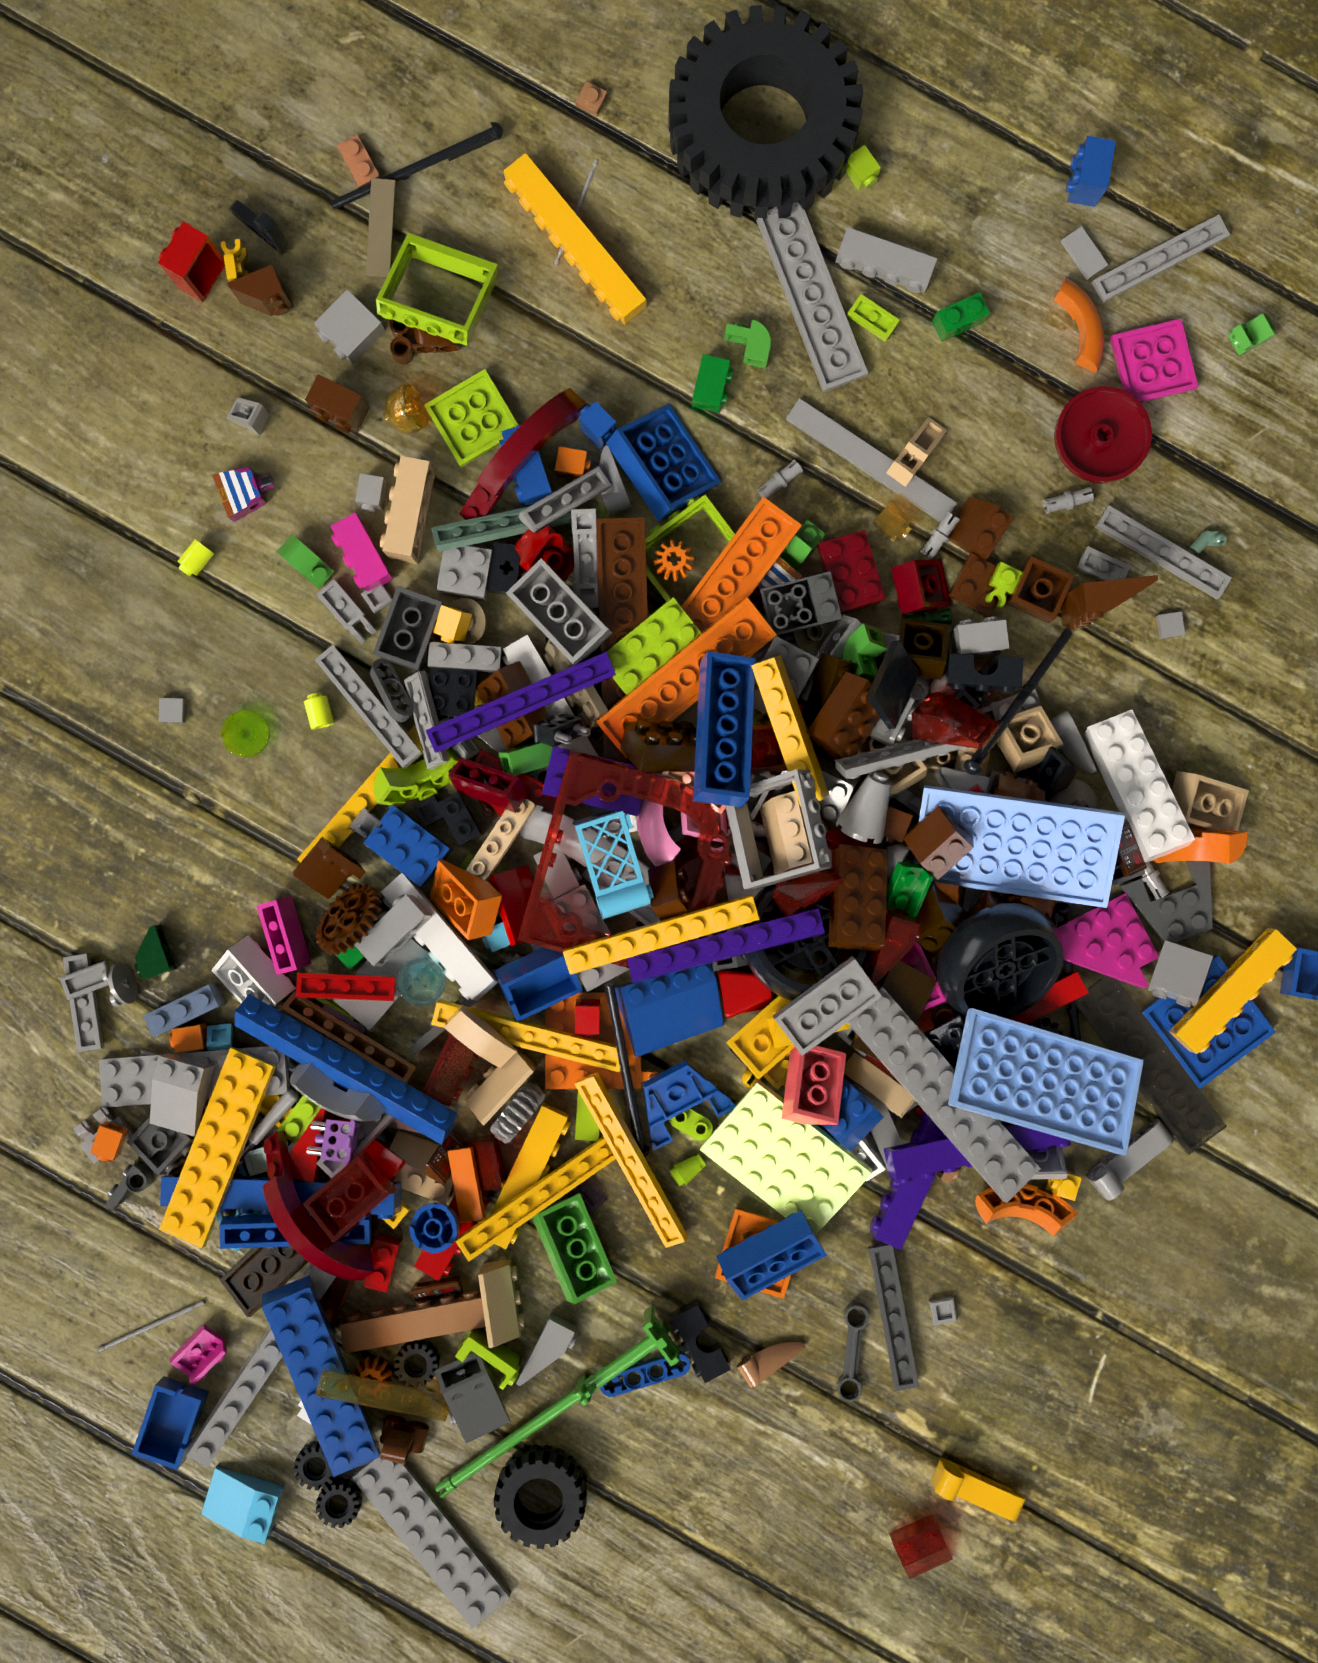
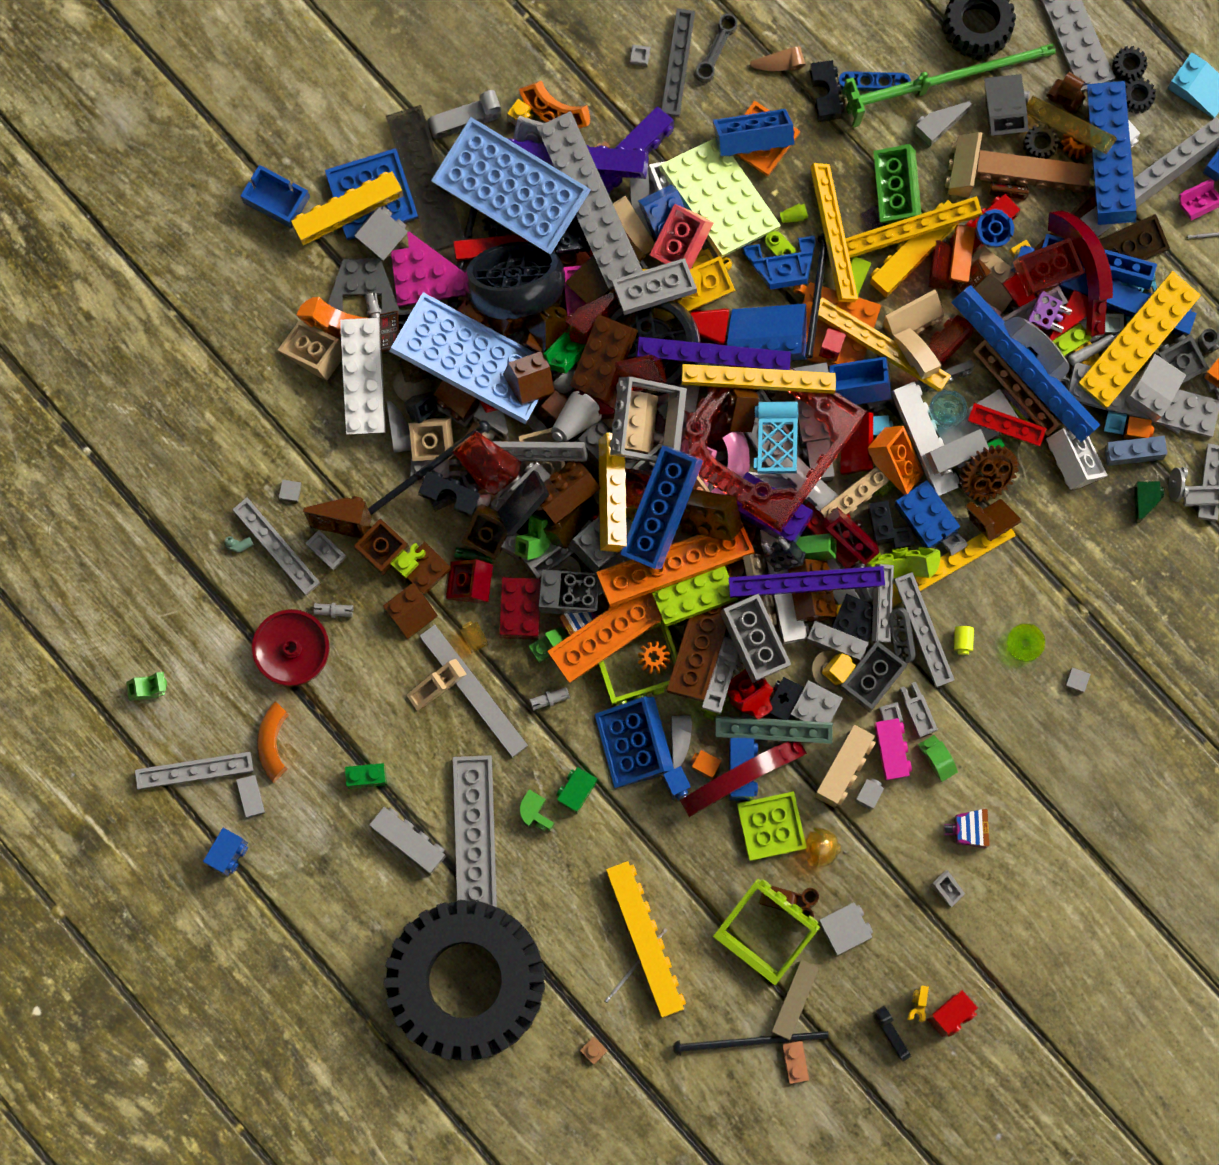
camera: 155 degrees left, 10 degrees down
(194, 558) = (1023, 789): neon yellow brick -> none
(262, 291) = (903, 975): reddish brown slope -> none
(284, 935) = (1042, 480): dark pink brick -> none
(337, 404) = (874, 867): reddish brown brick -> none
(384, 1257) = (1038, 226): red brick -> none
(500, 1356) = (975, 124): lime panel -> none
(517, 1112) = (907, 291): light grey gear -> none
(565, 499) = (721, 732): light grey slope -> none
(863, 168) = (399, 917): lime brick -> none
(873, 317) = (433, 799): lime plate -> none
(940, 535) = (441, 614): light grey pin -> none
(980, 638) = (441, 524): light grey brick -> none
(1154, 361) = (229, 692): dark pink plate -> none

